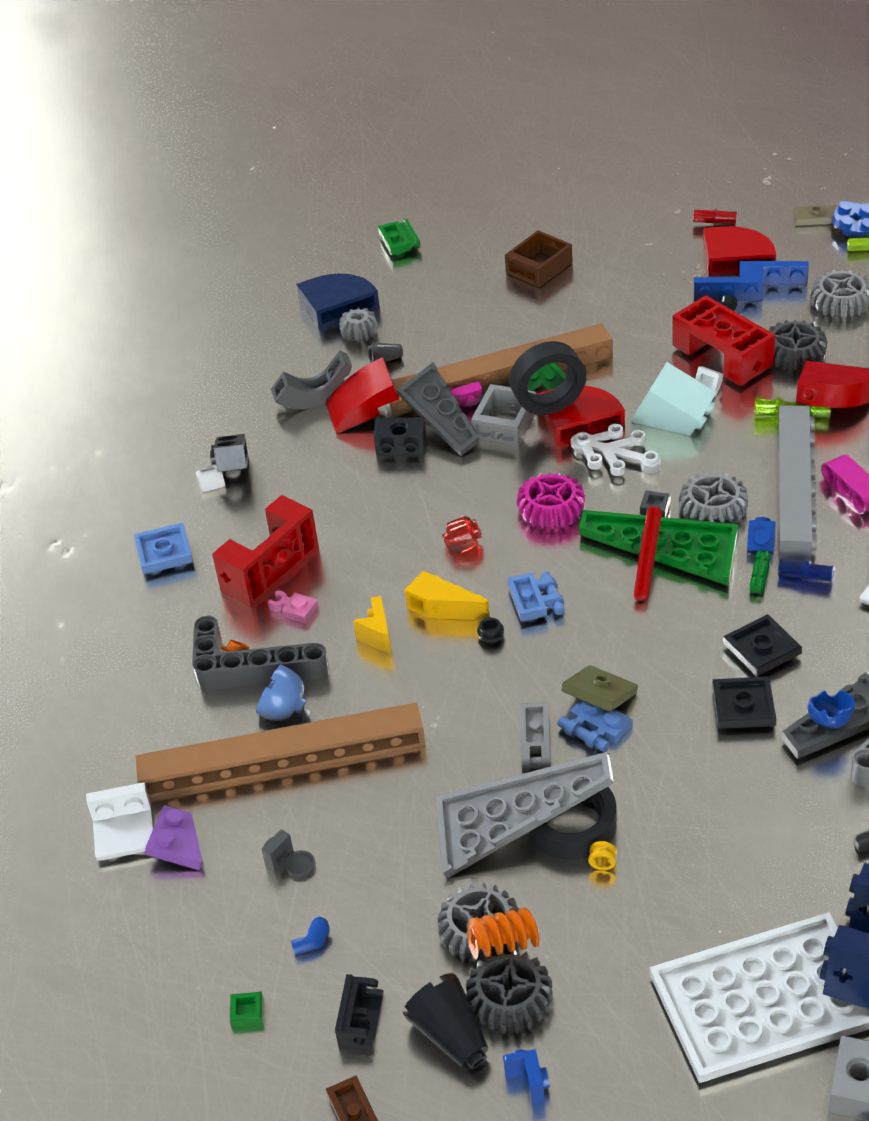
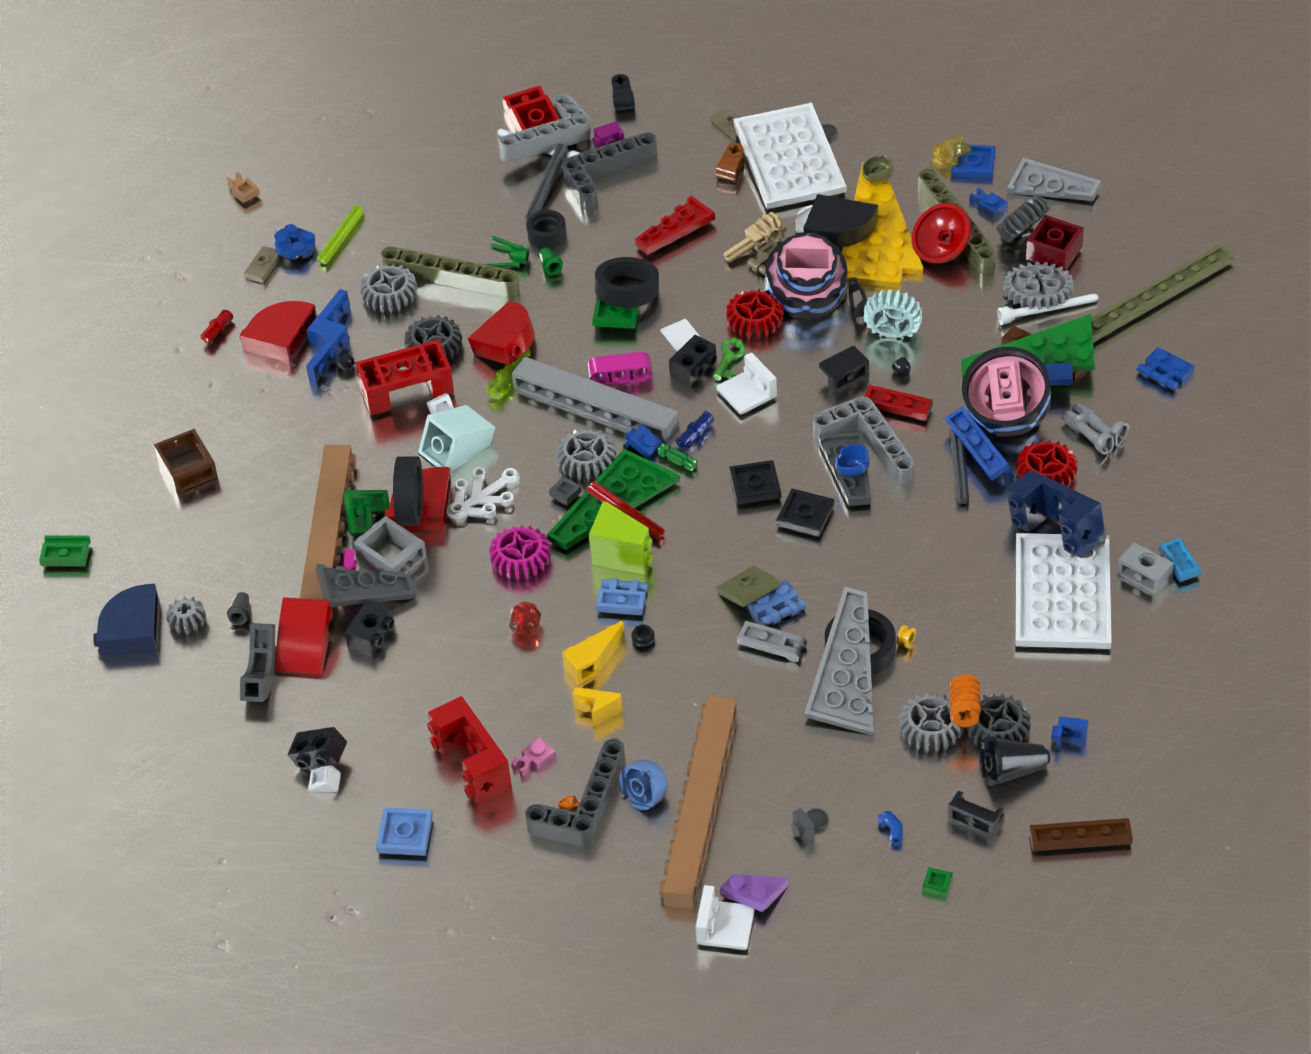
camera: 70 degrees left, 5 degrees up
(598, 558) = (620, 541): none -> lime slope

